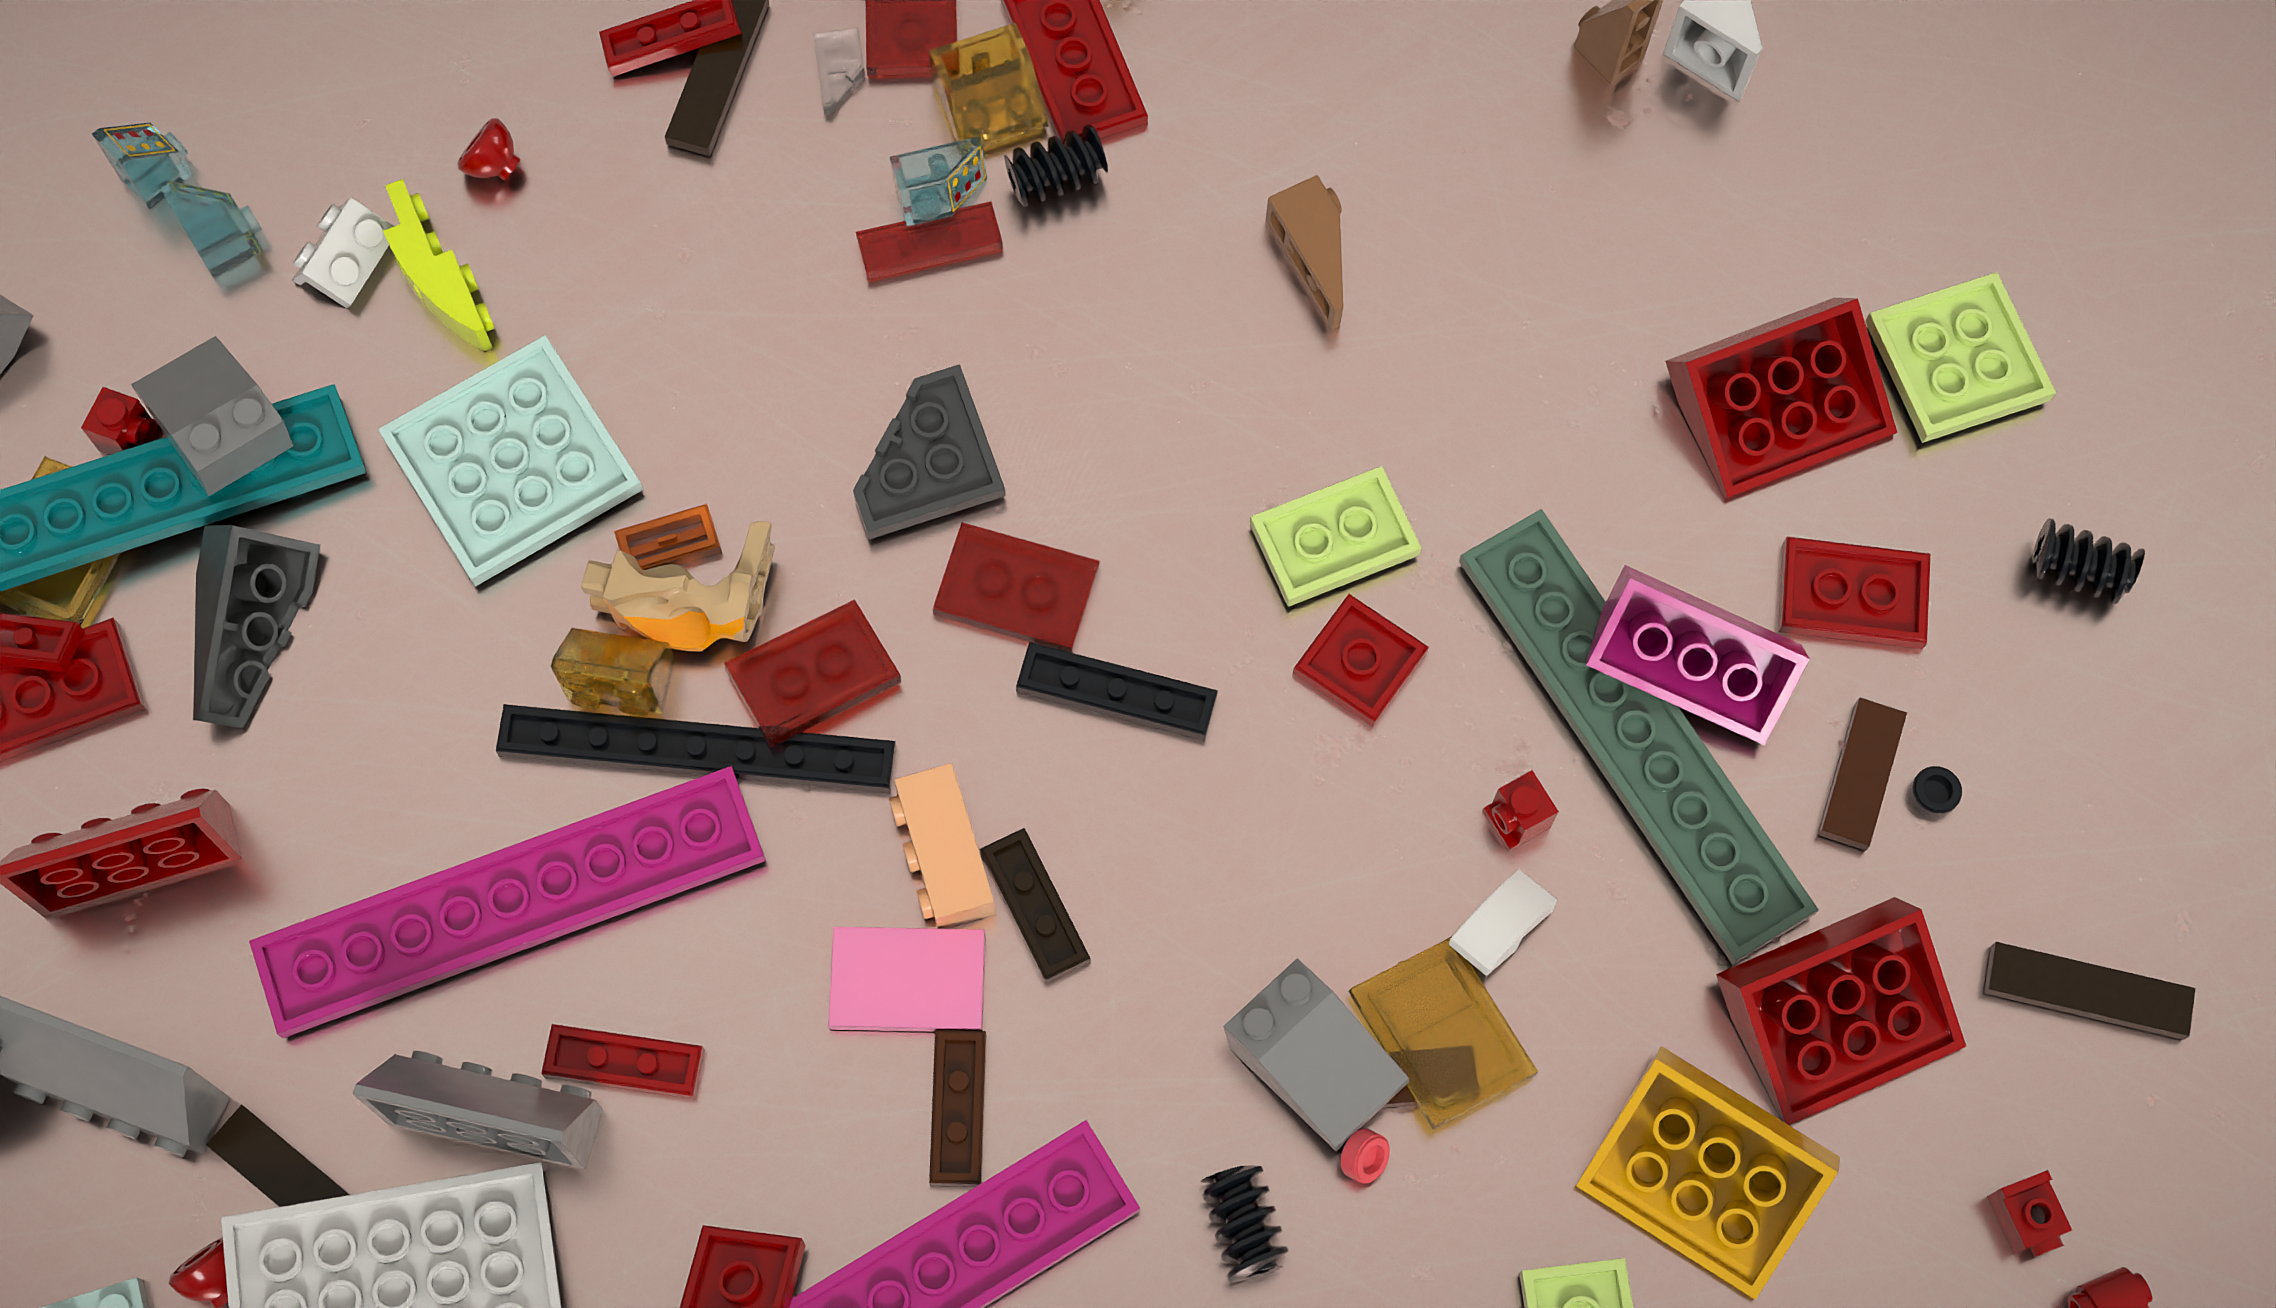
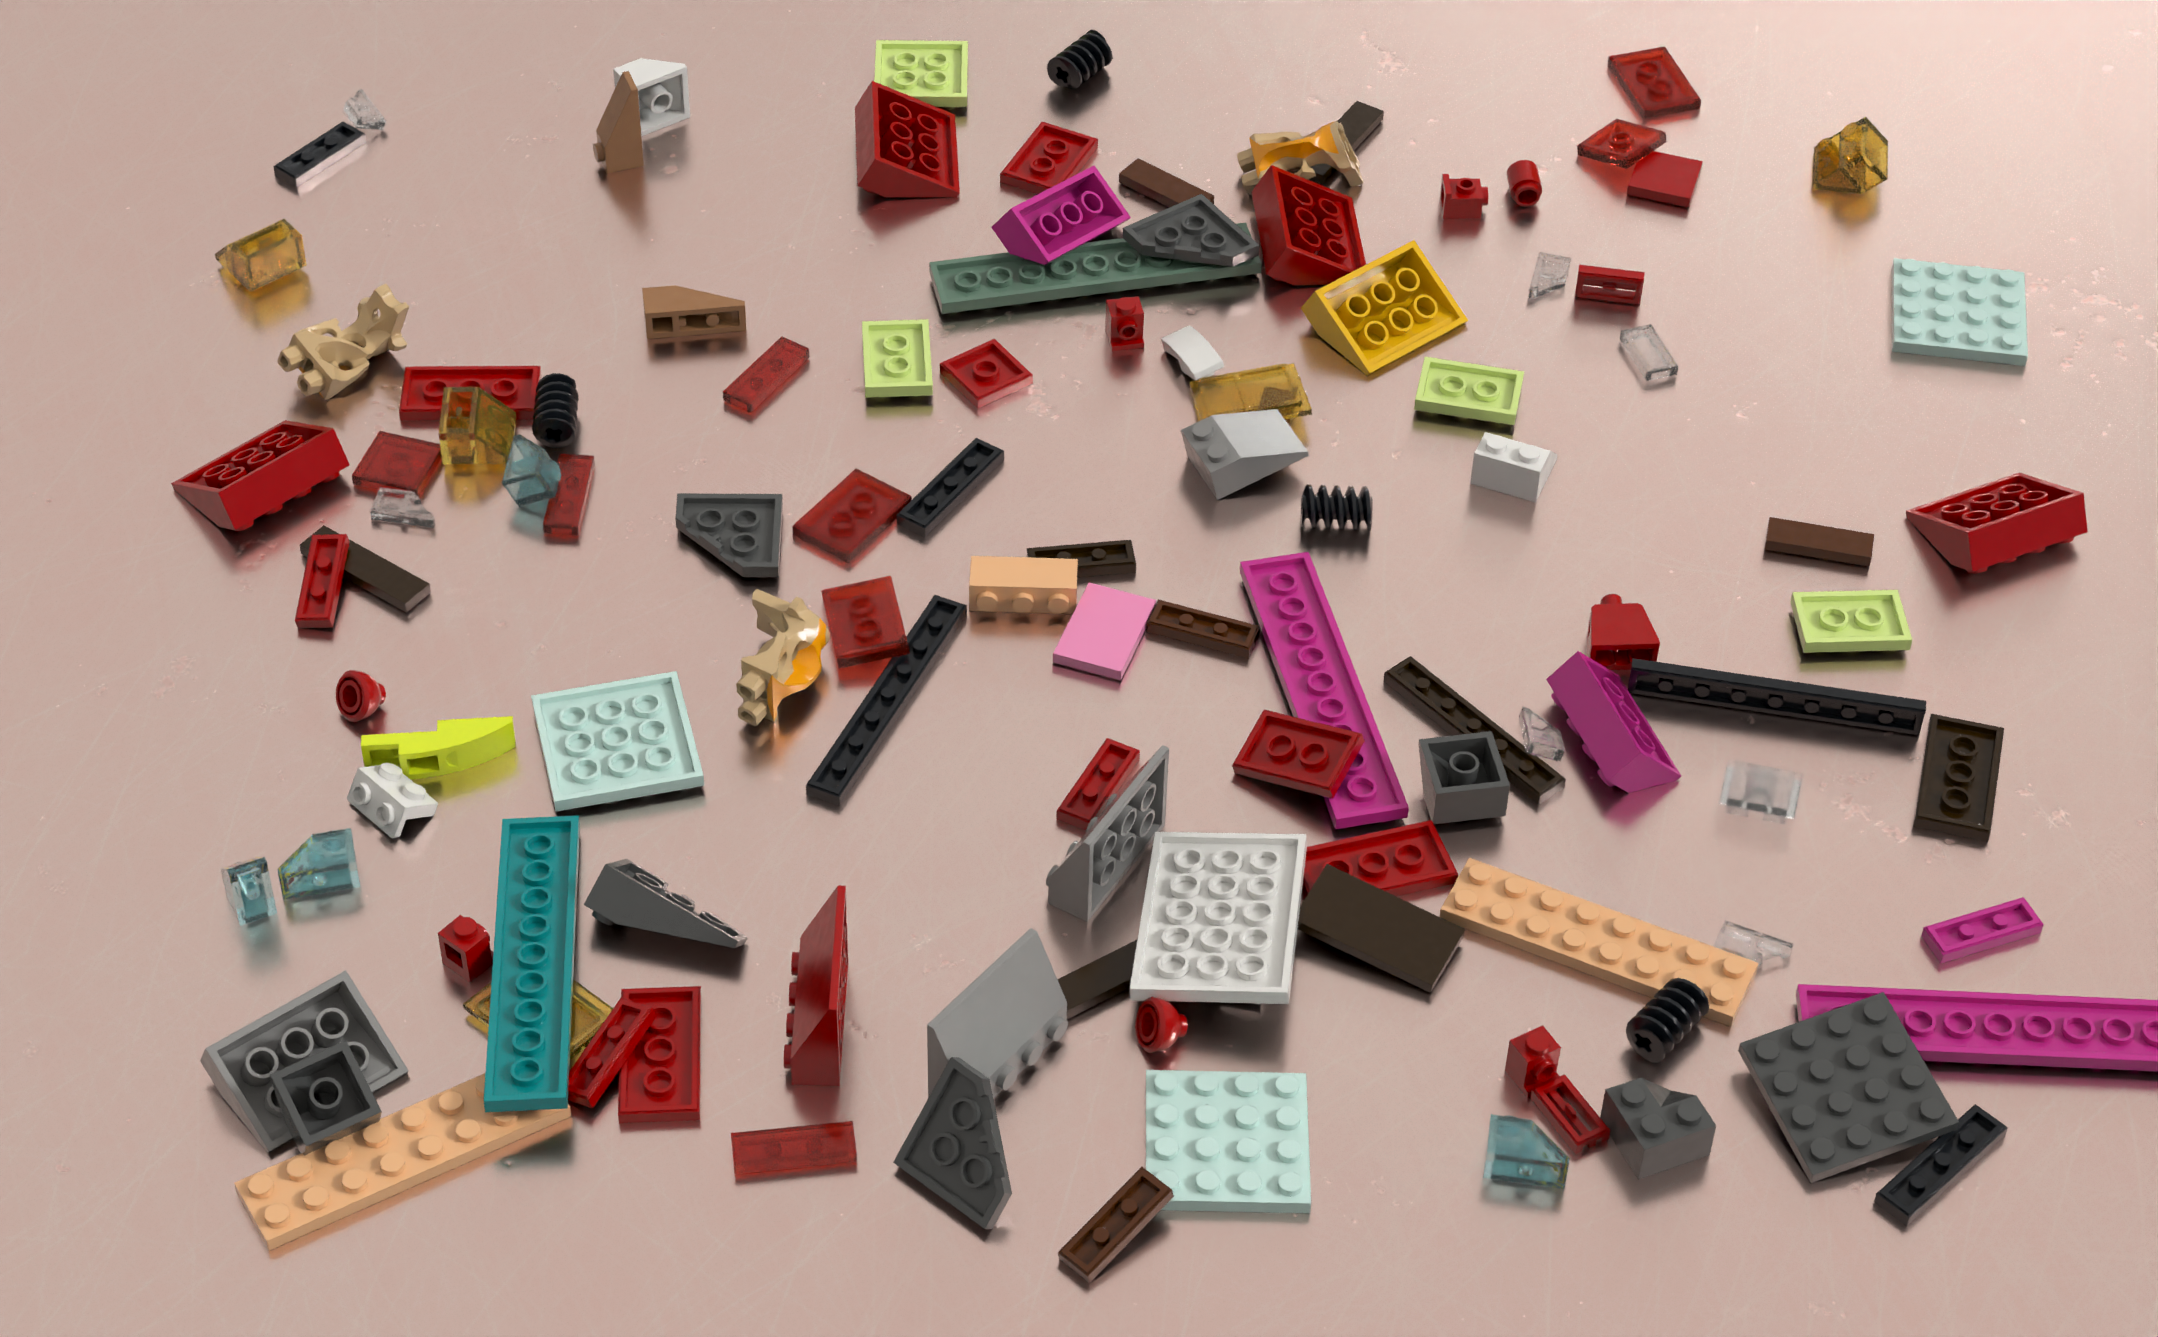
camera: 70 degrees left, 25 degrees down
(214, 415) = (496, 872): light grey slope -> none
(505, 902) = (956, 818): dark pink plate -> none
(614, 671) = (816, 711): clear yellow slope -> none
(668, 523) = (722, 697): orange tile -> none
(1245, 386) = (766, 374): none -> clear red tile
(1365, 1156) = (1316, 448): coral tile -> none
(1738, 843) = (1193, 233): none -> dark grey plate
(1935, 792) = (1191, 165): black tile -> none
(1965, 913) = (1293, 151): none -> tan hips

